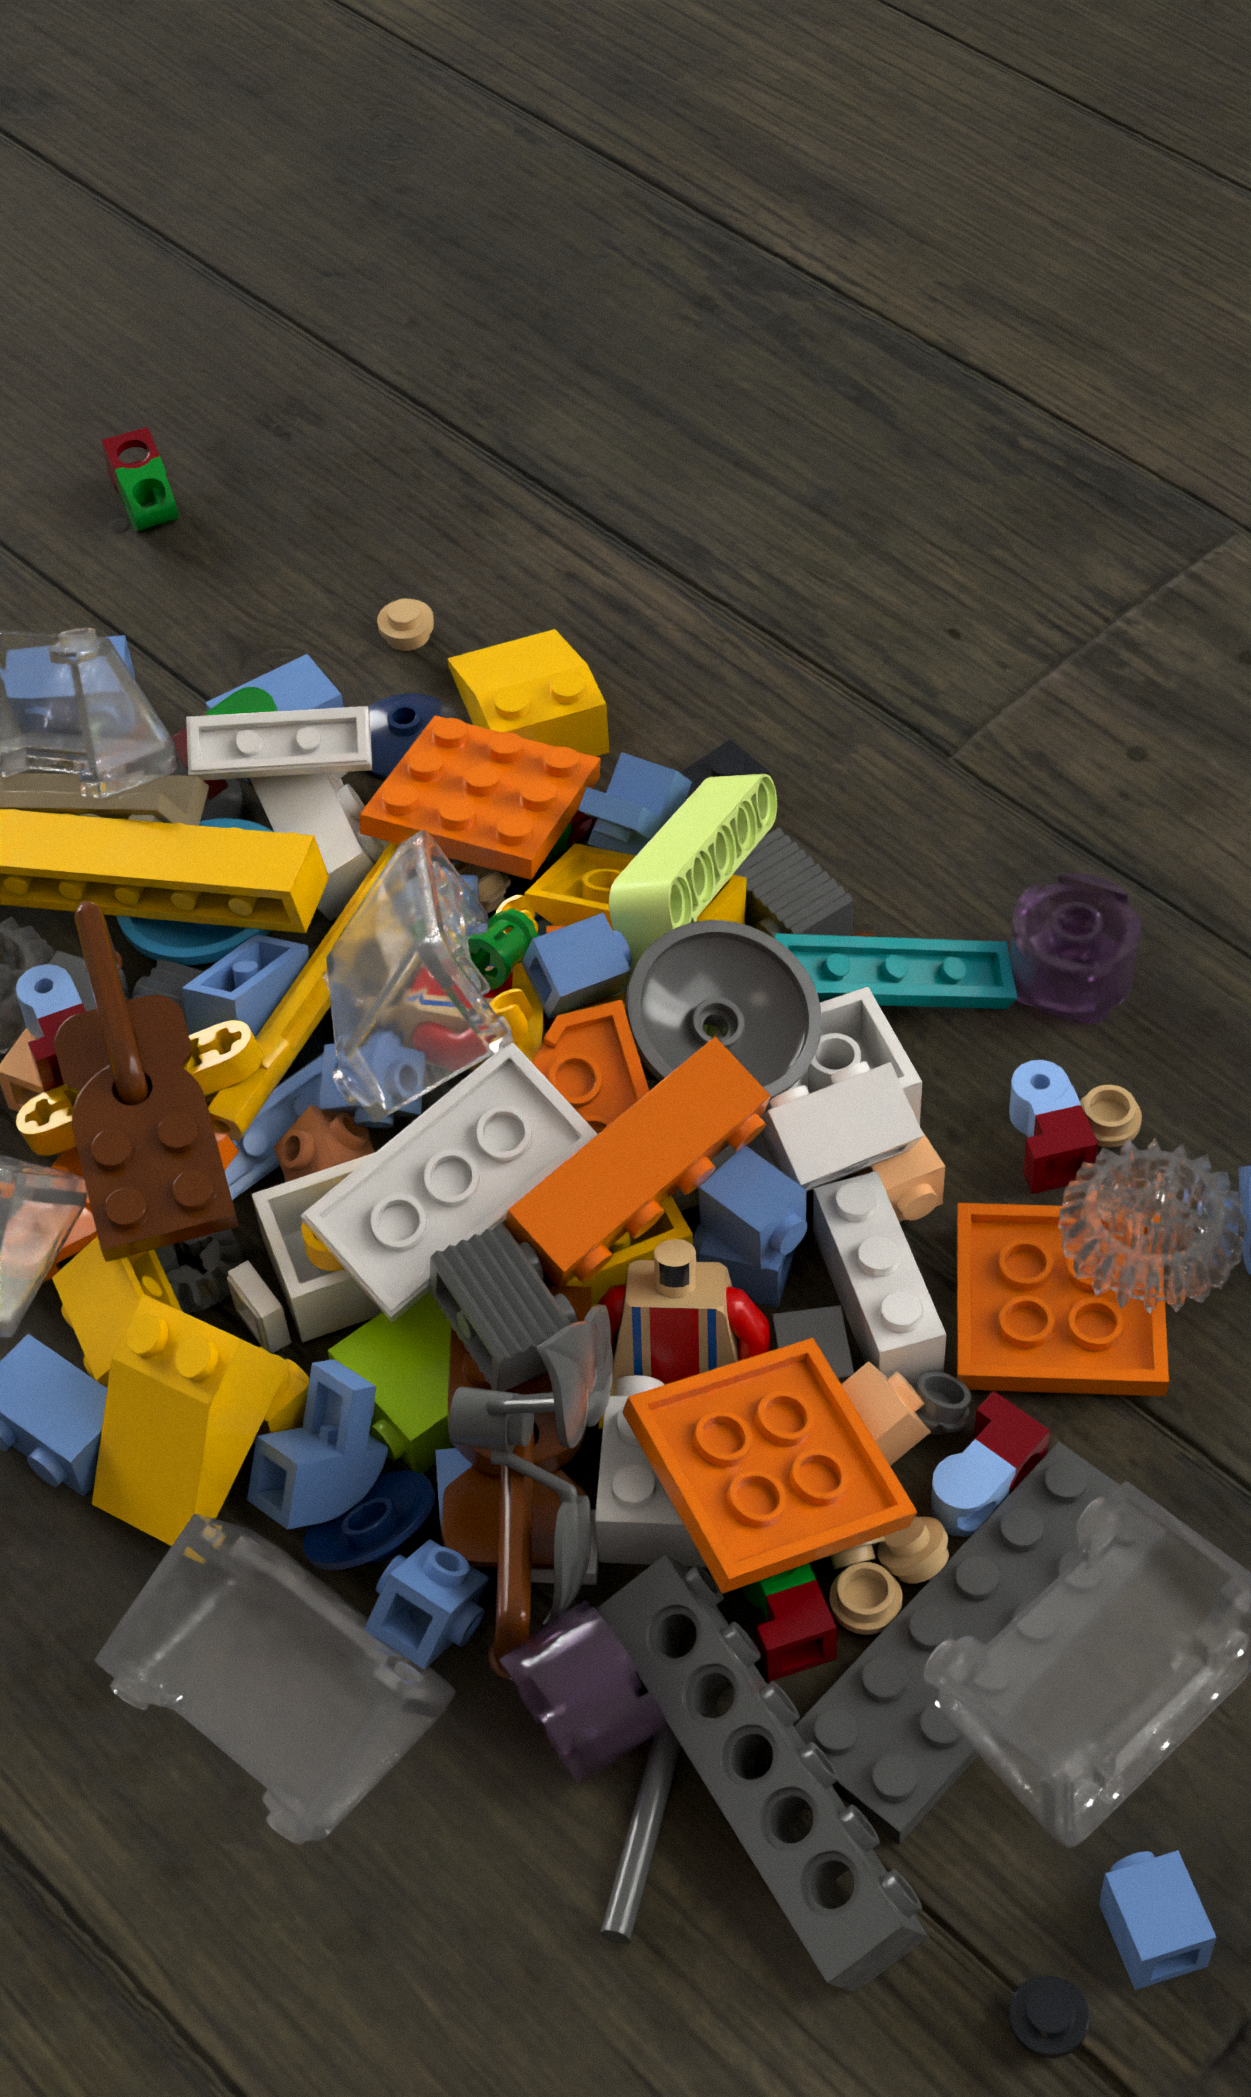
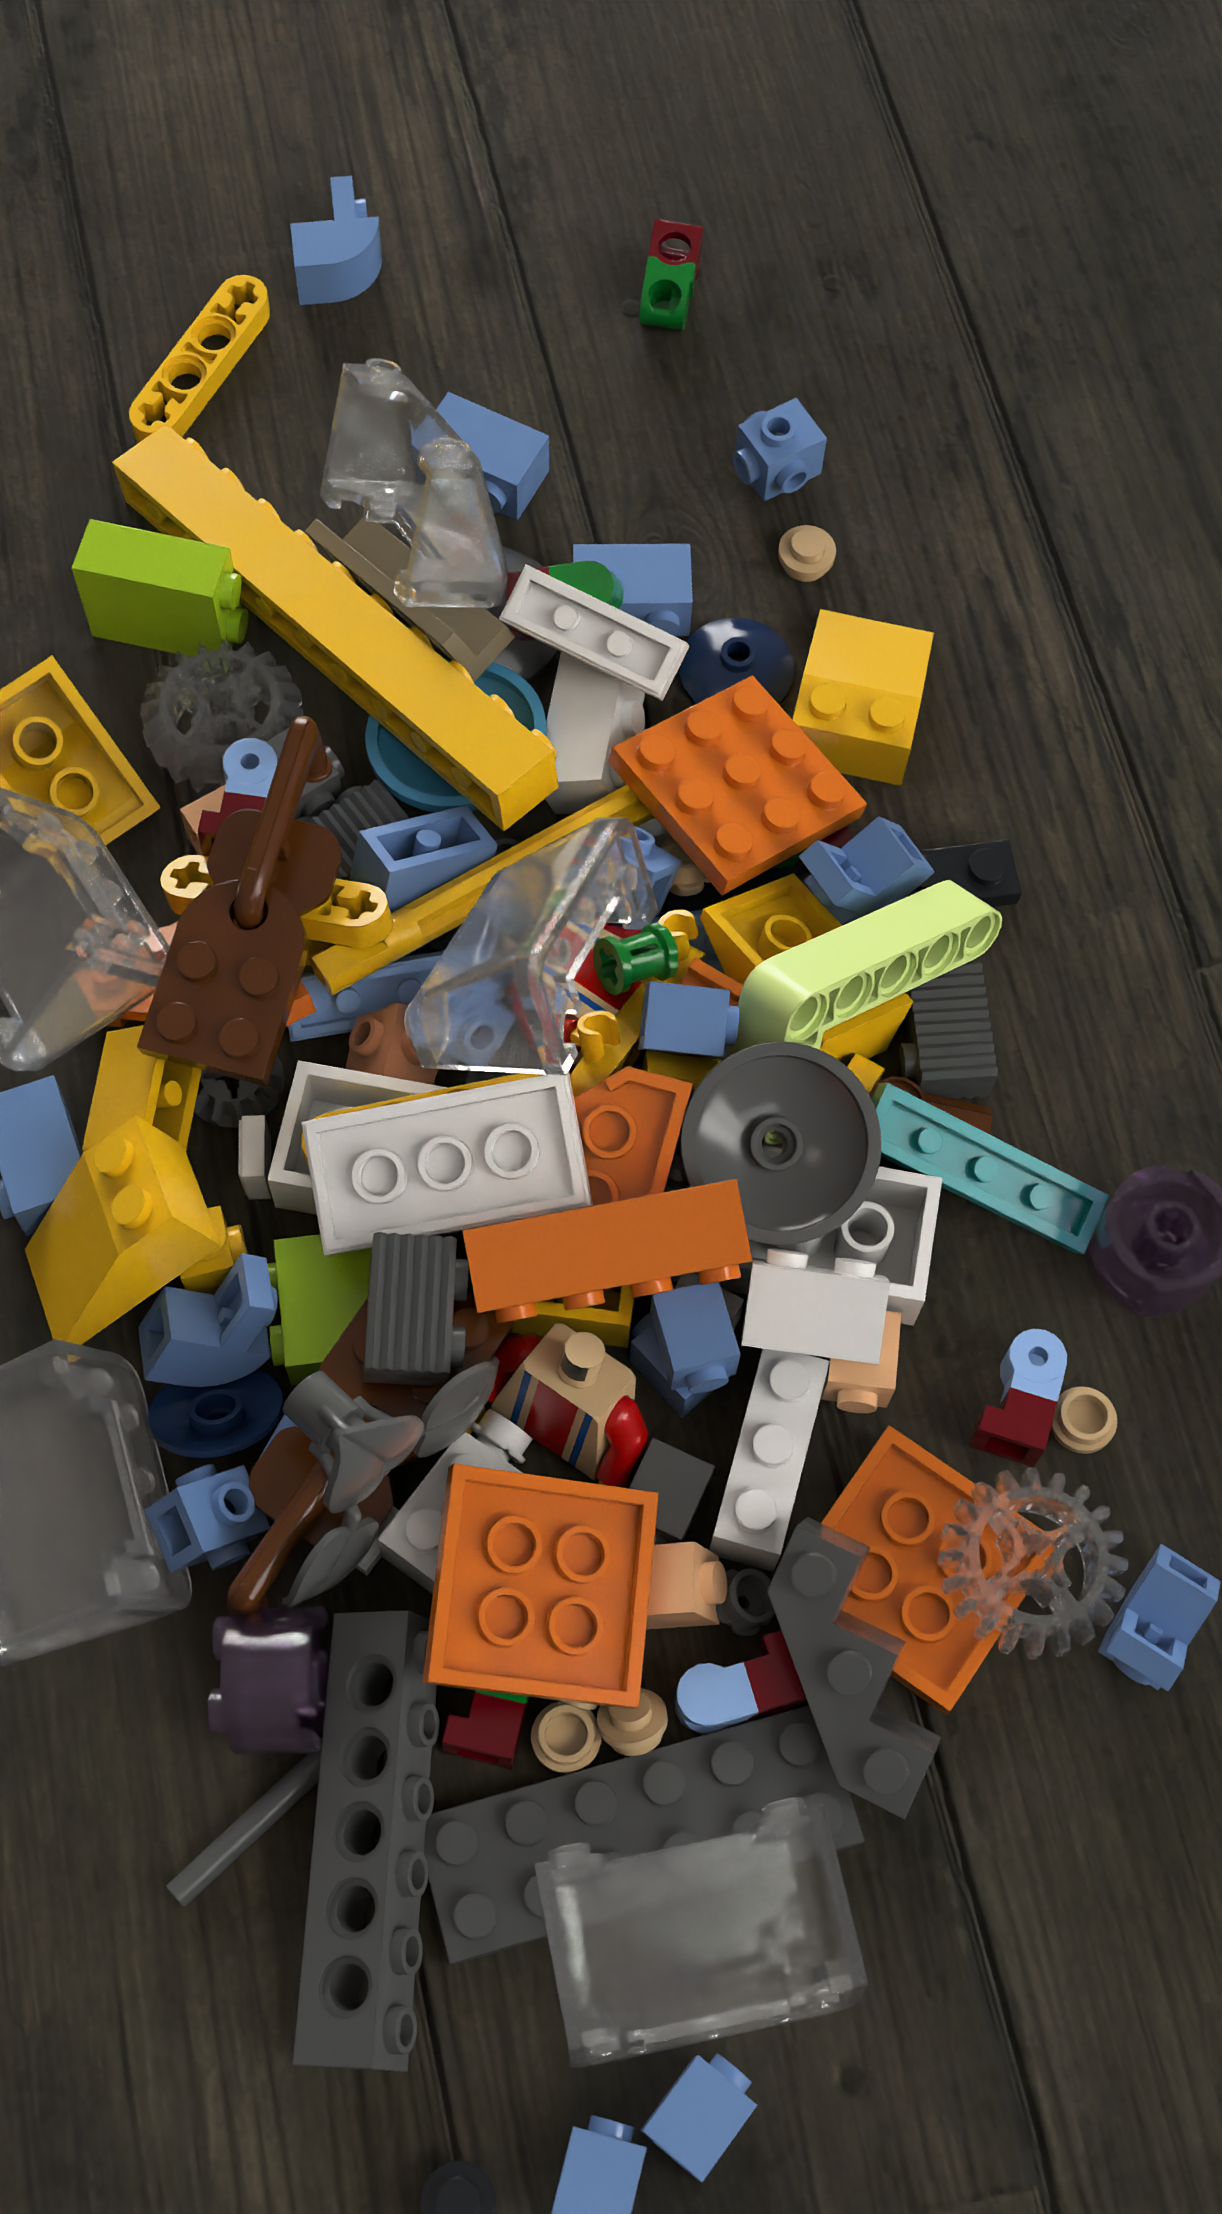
camera: 25 degrees right, 15 degrees up
(330, 556) = (779, 449): none -> medium blue brick
(1065, 1387) = (847, 1669): none -> dark grey brick
(1202, 1811) = (701, 2114): none -> medium blue brick

